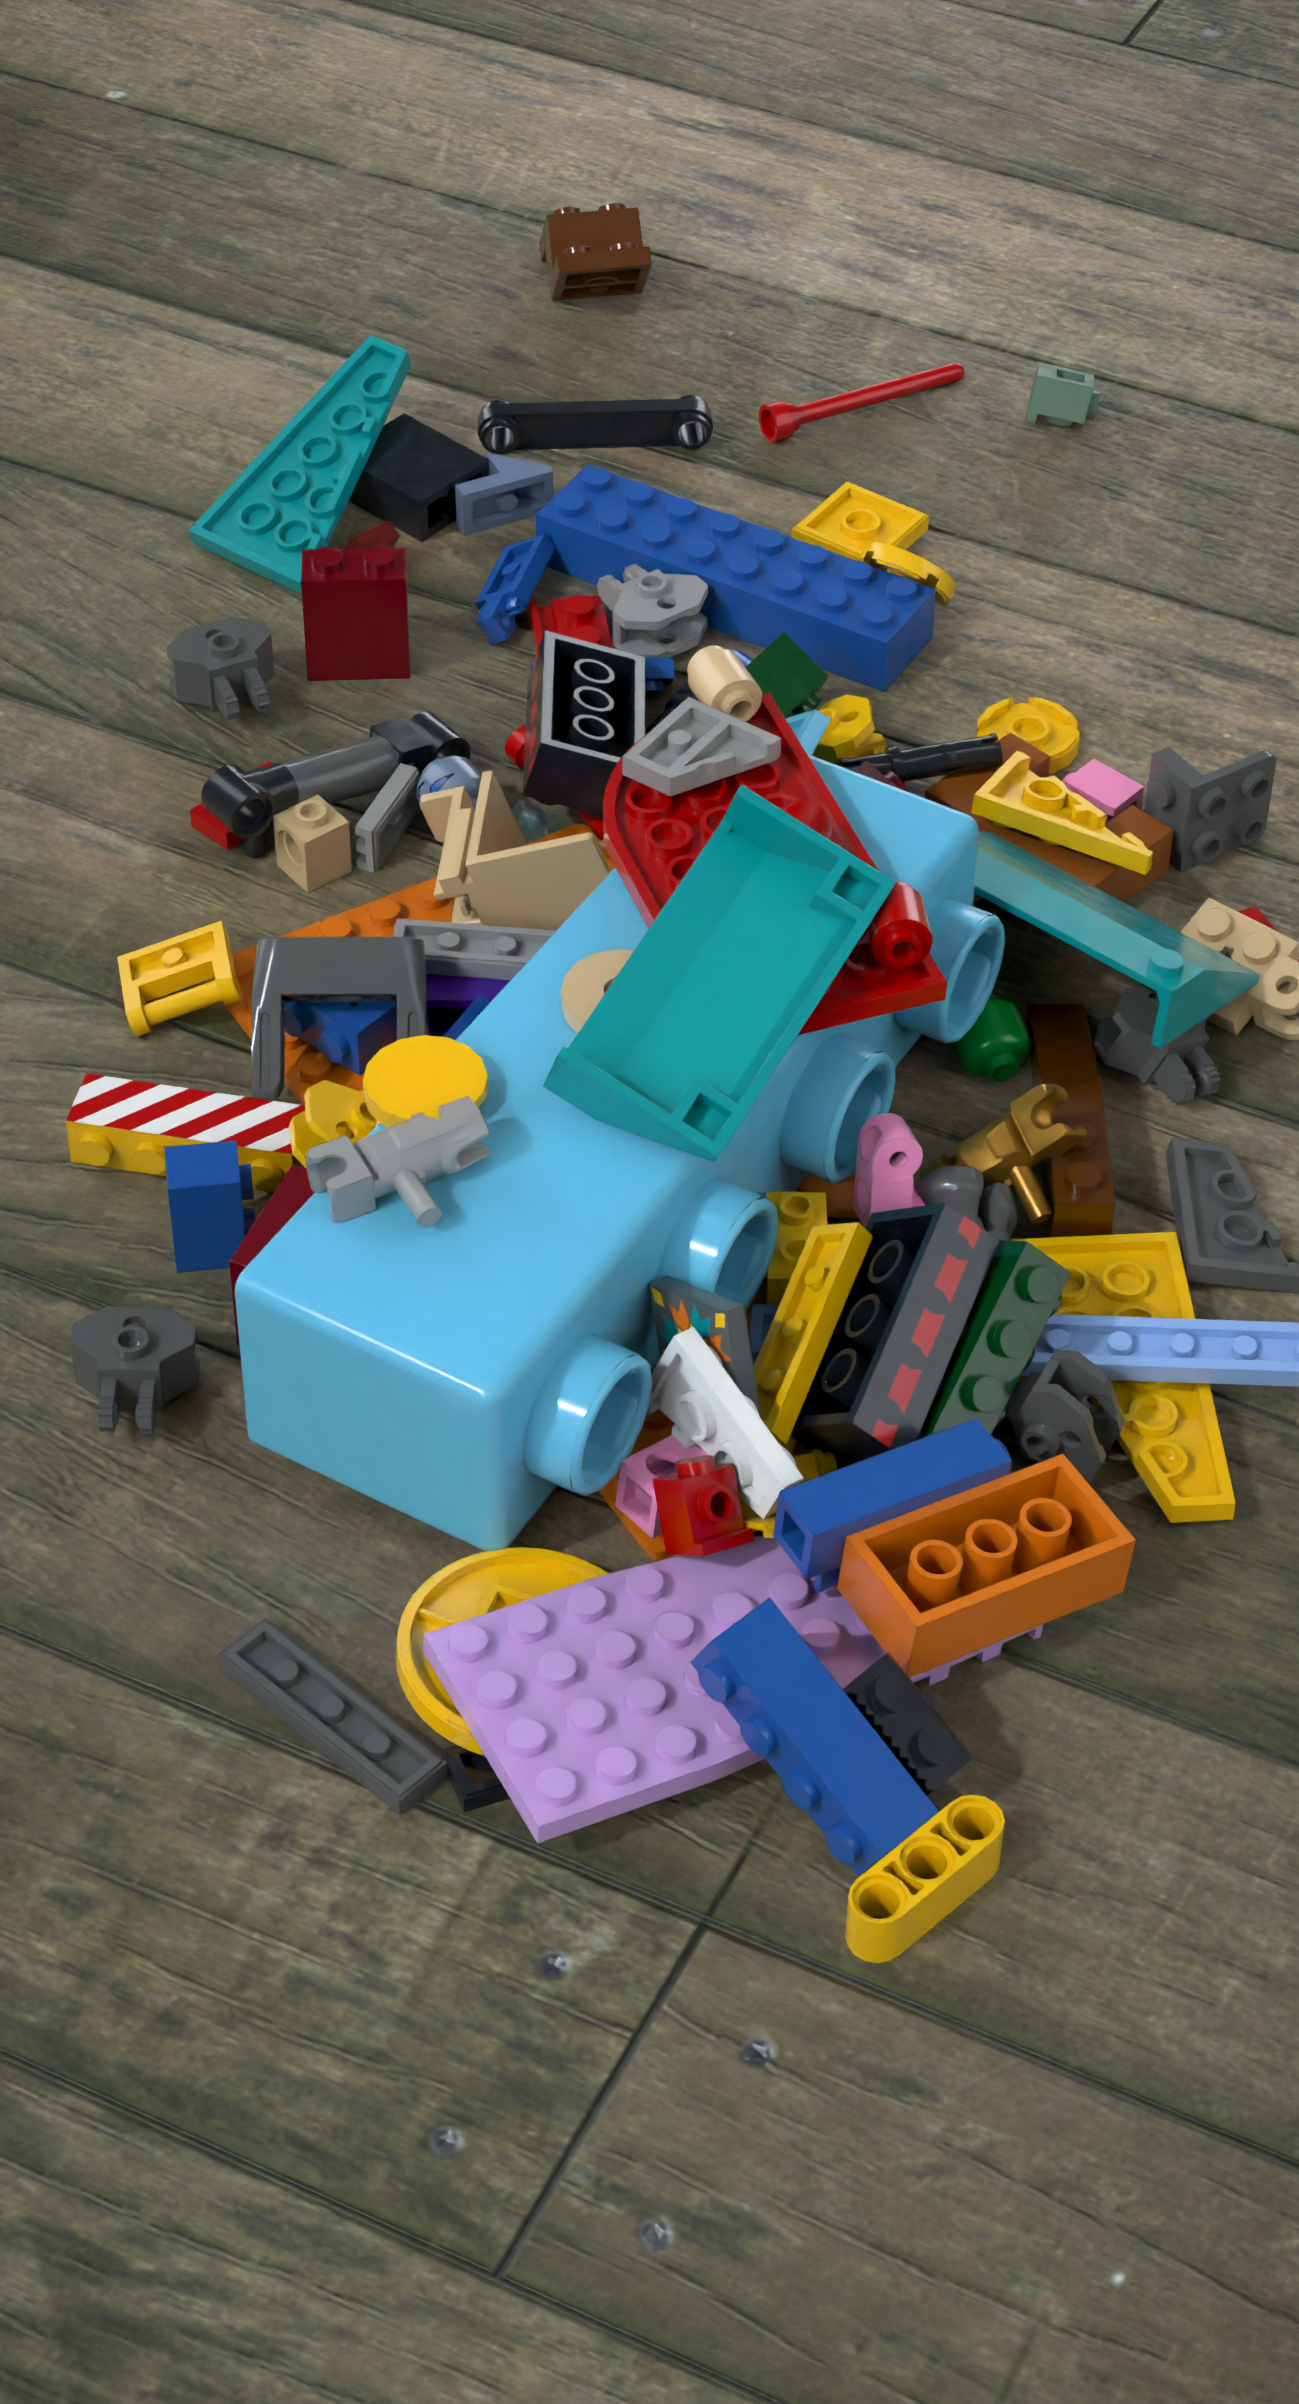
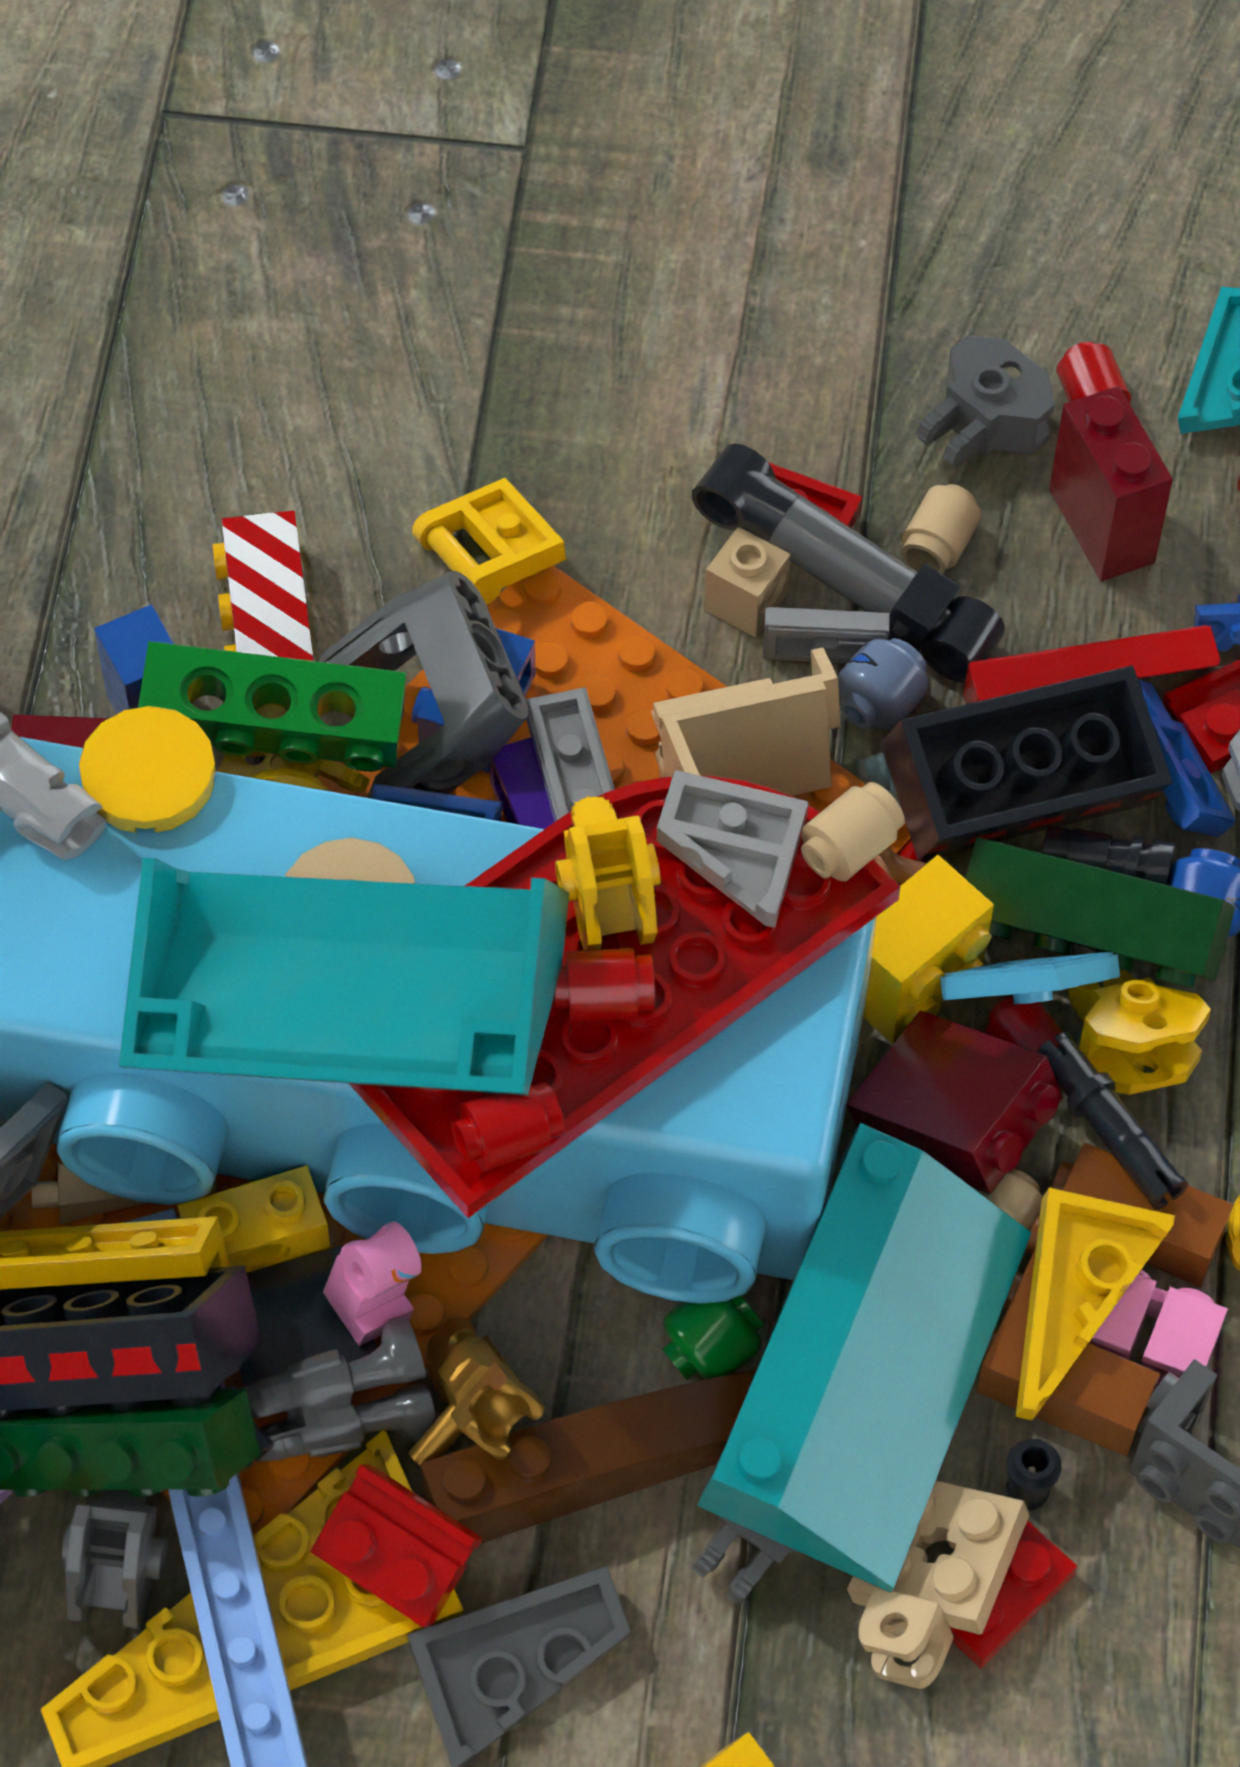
camera: 70 degrees right, 15 degrees up
(239, 605) = (1089, 370): none -> red brick
(319, 726) = (941, 528): none -> tan brick
(322, 1082) = (306, 688): none -> green brick
(505, 685) = (1148, 653): none -> red slope
(699, 792) = (608, 873): none -> yellow hinge
(1119, 1237) = (396, 1545): none -> red plate
(1179, 892) = (1034, 1484): none -> black pin

